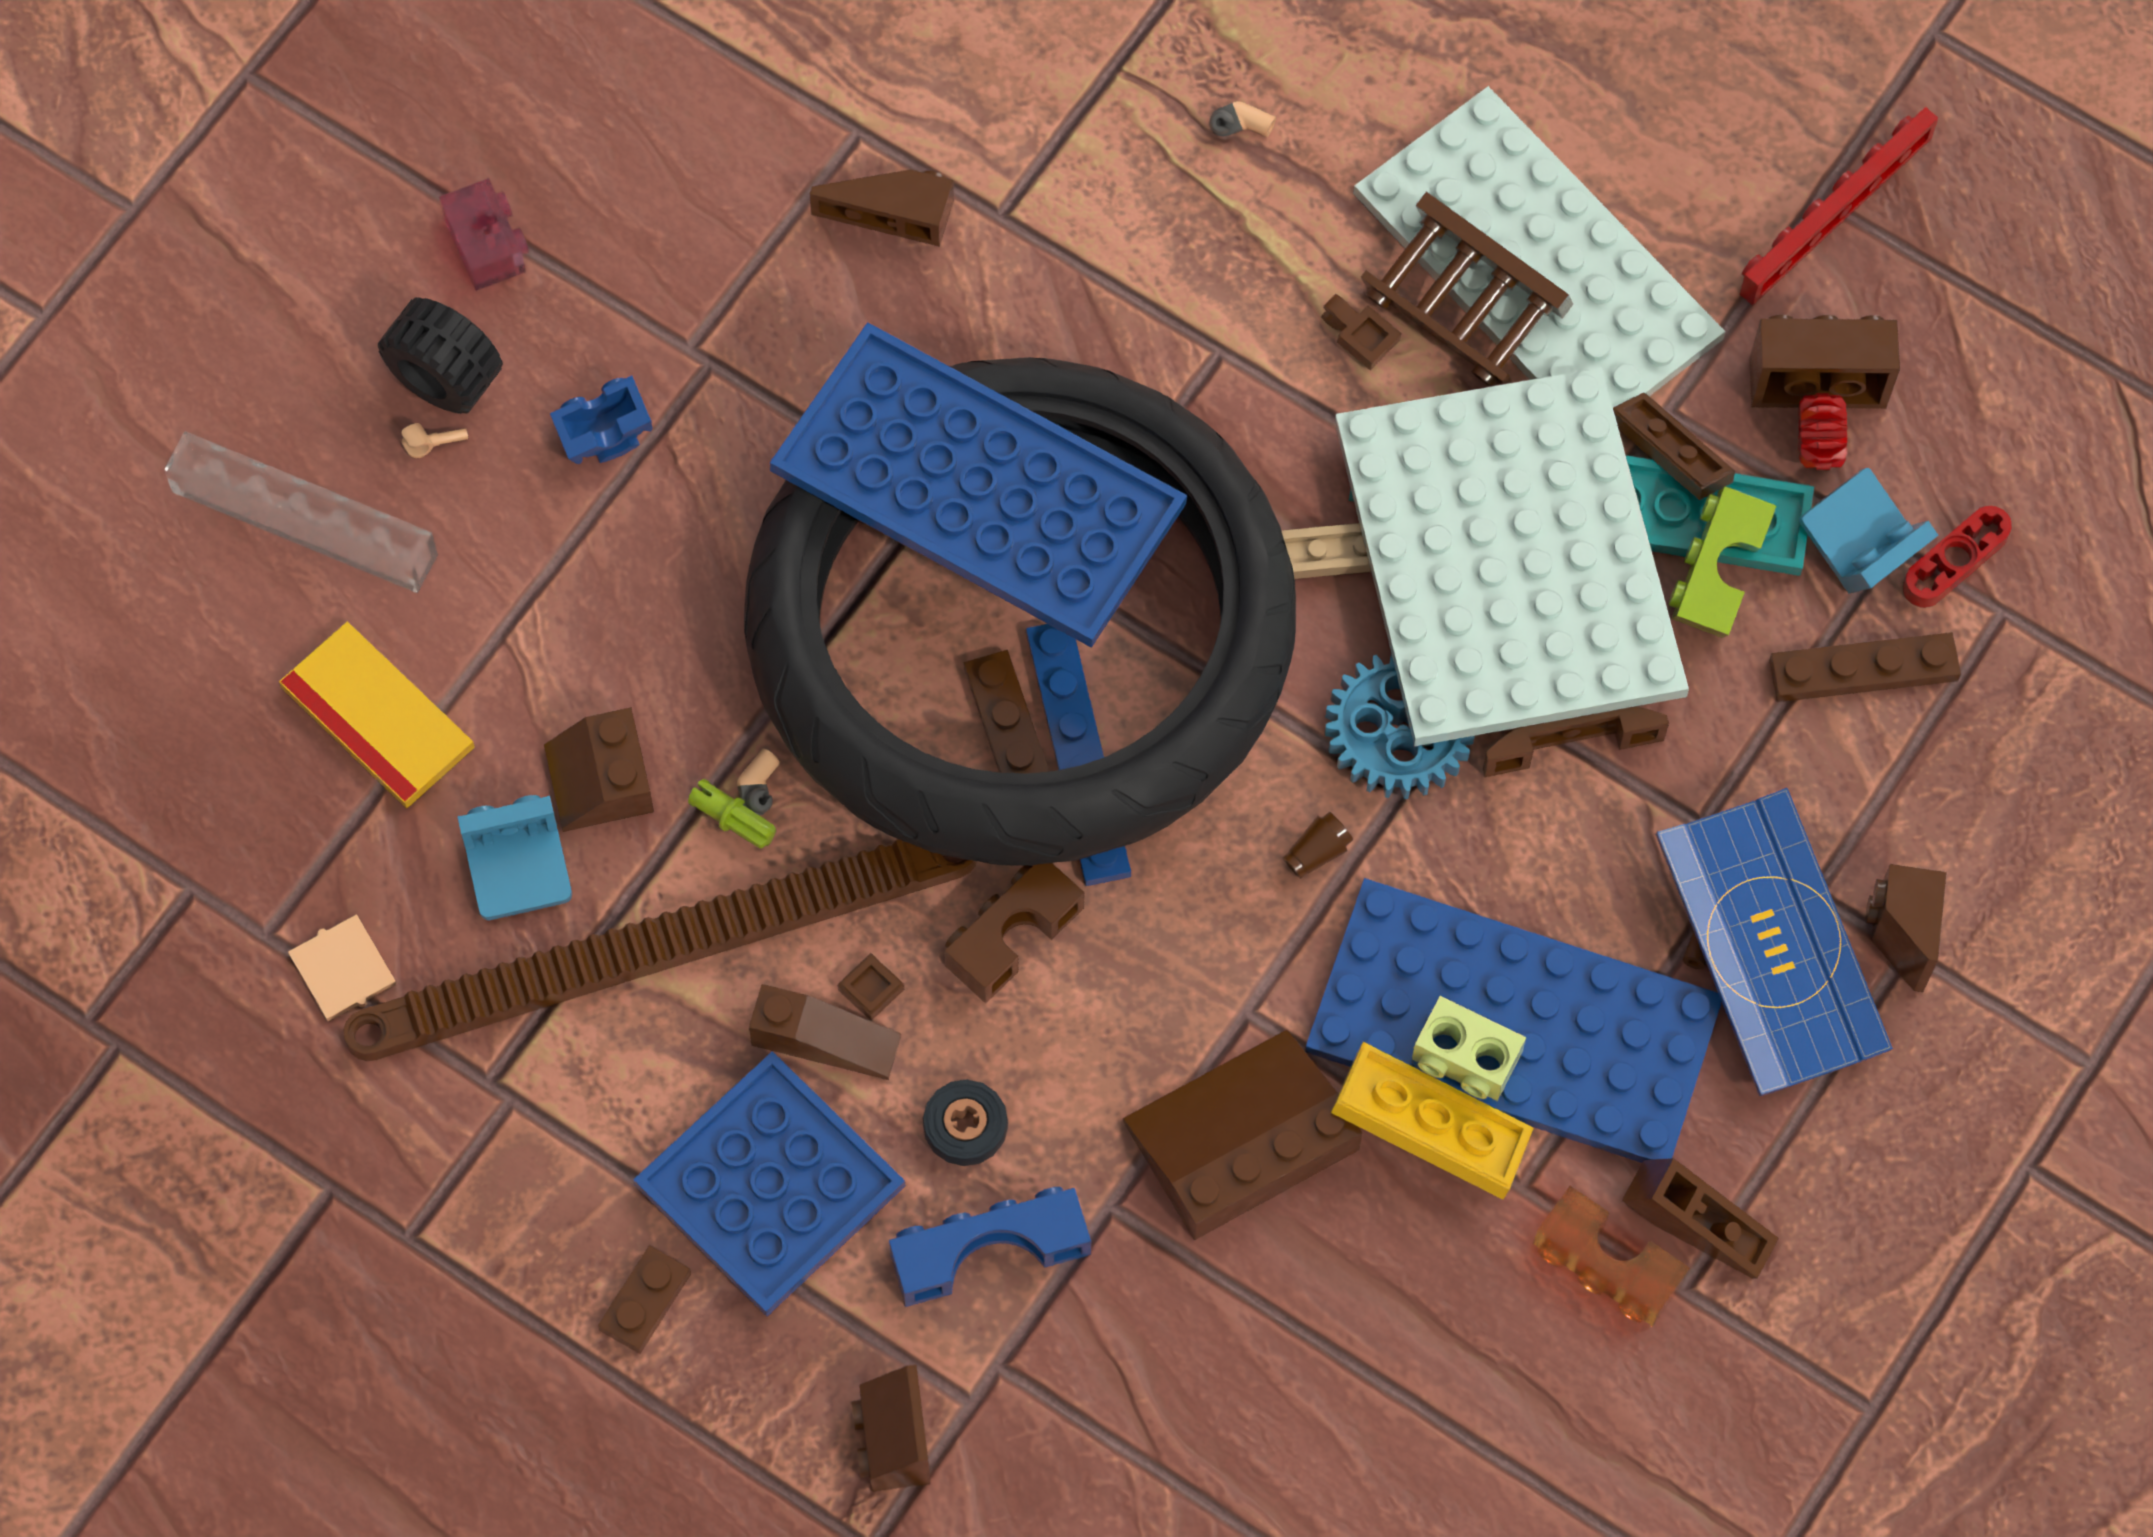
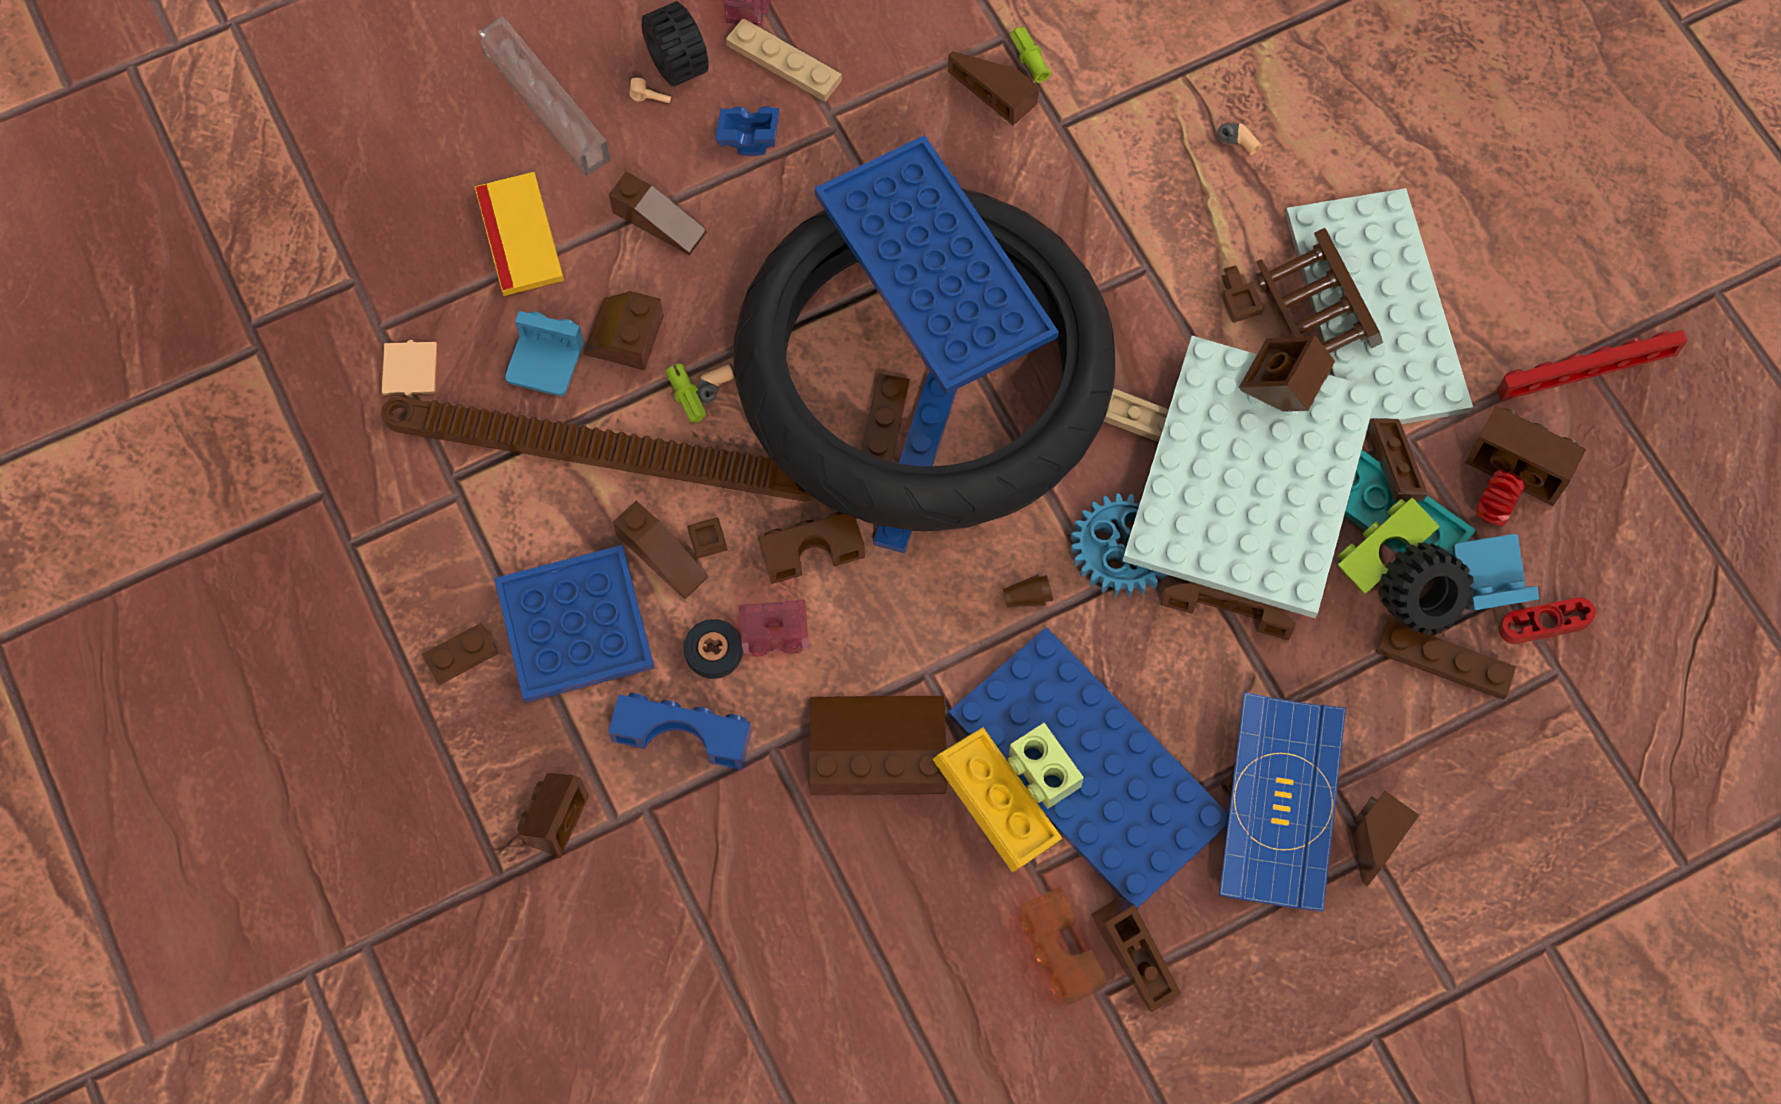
camera: 30 degrees right, 0 degrees up
(546, 598) = (655, 213): none -> slope
(586, 304) = (784, 59): none -> tan plate
(909, 139) = (1030, 54): none -> lime axle
(1038, 1034) = (757, 623): none -> clear pink brick
(1486, 403) = (1288, 372): none -> reddish brown slope
(1799, 590) = (1443, 601): none -> black tyre

